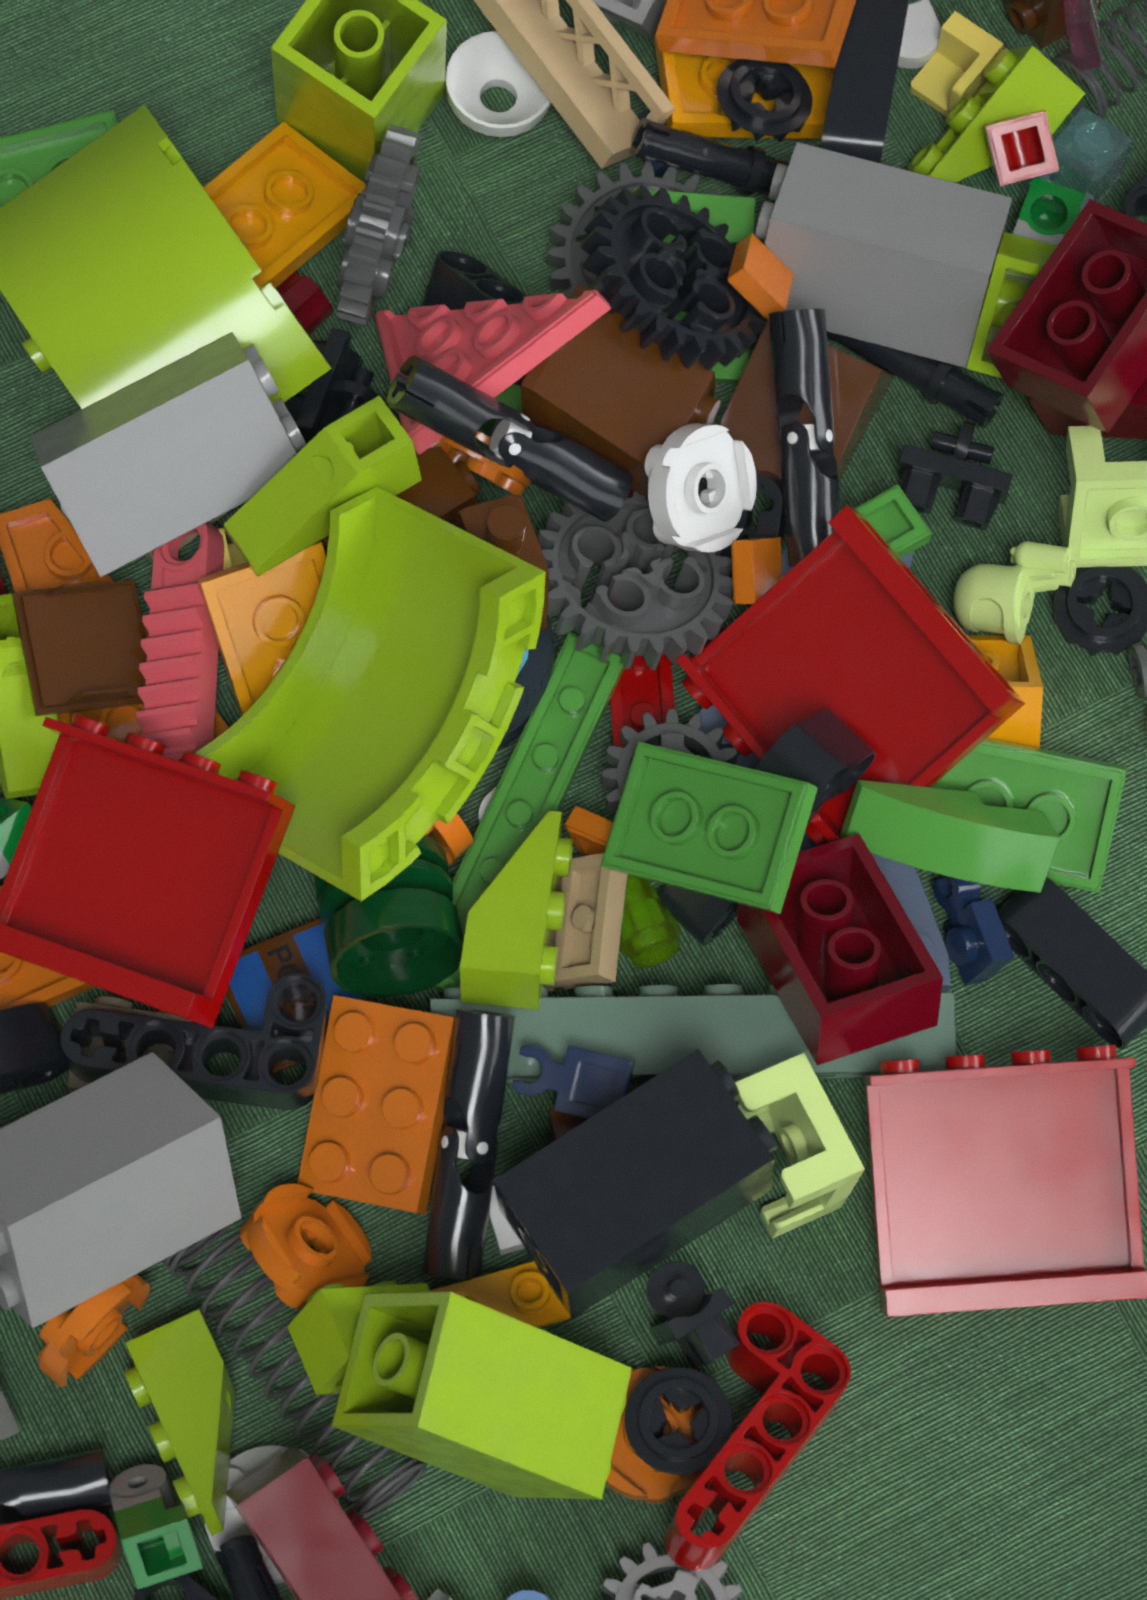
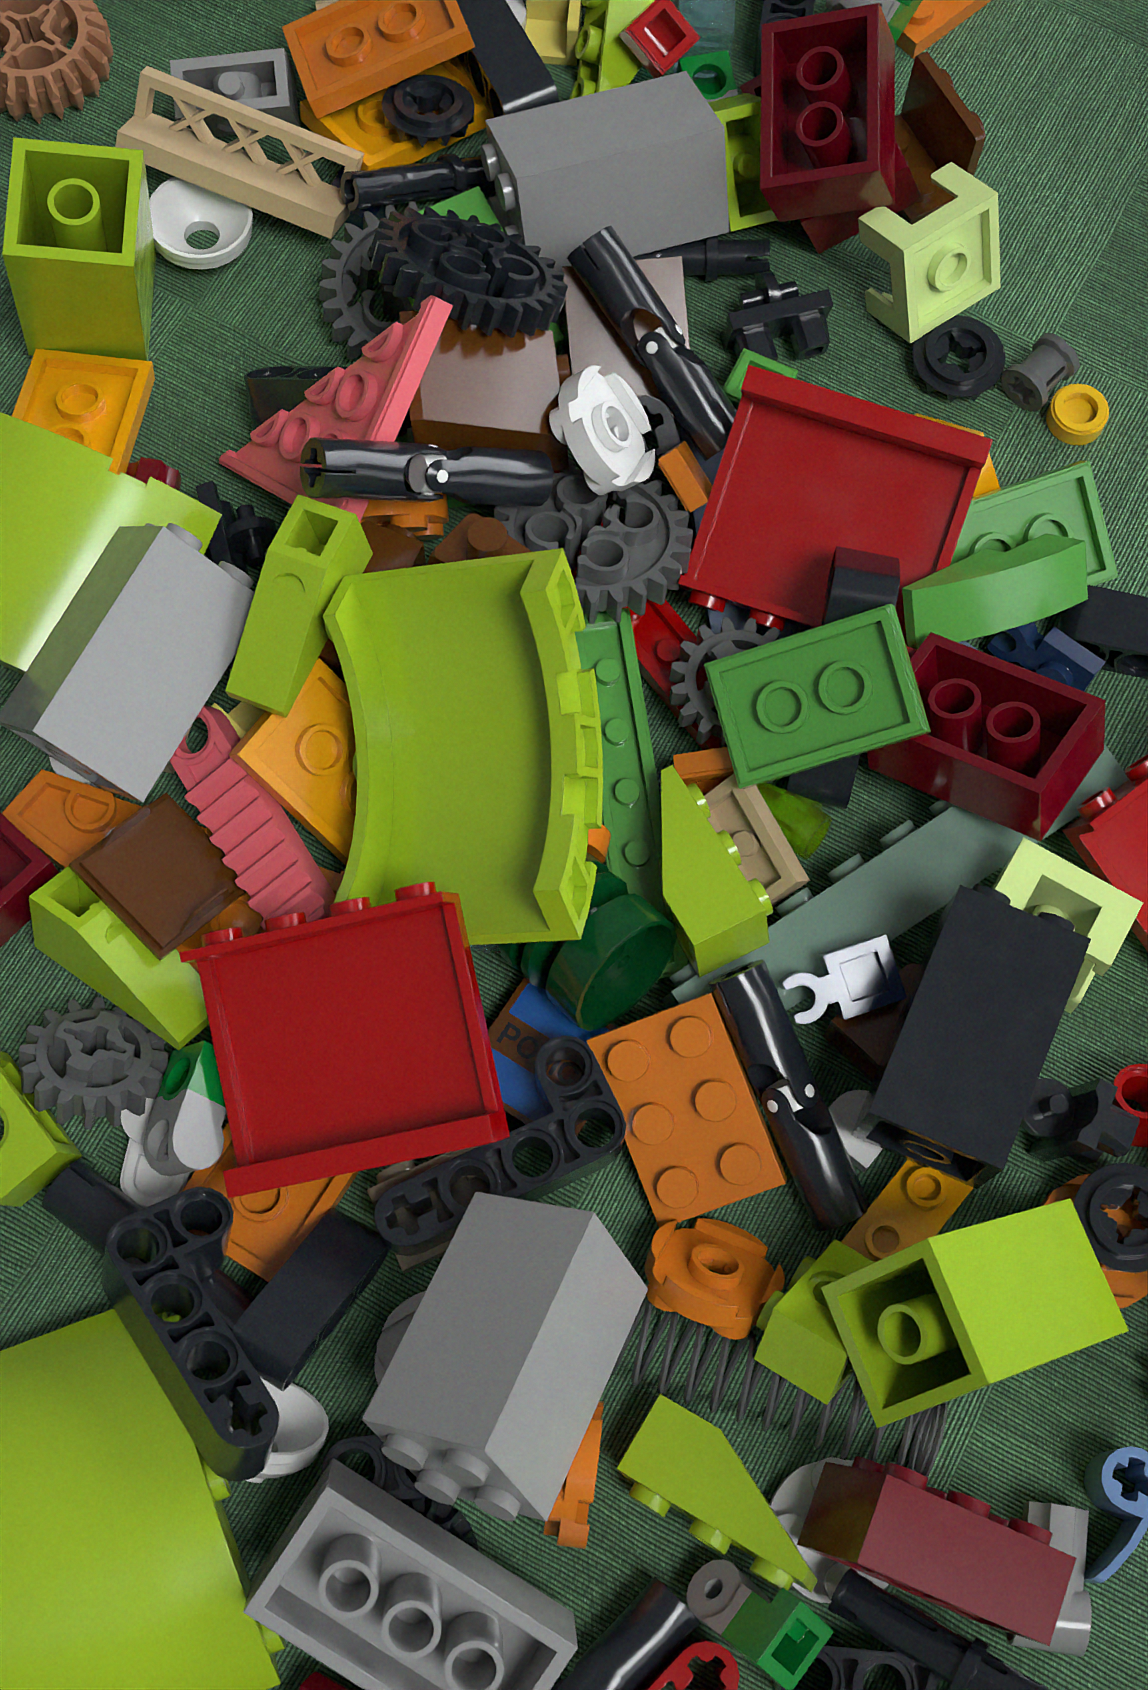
camera: 35 degrees left, 0 degrees up
(378, 226) = (183, 374): dark grey gear -> none
(760, 276) = (535, 236): orange tile -> none
(1002, 596) = (890, 356): yellowish green piece -> none

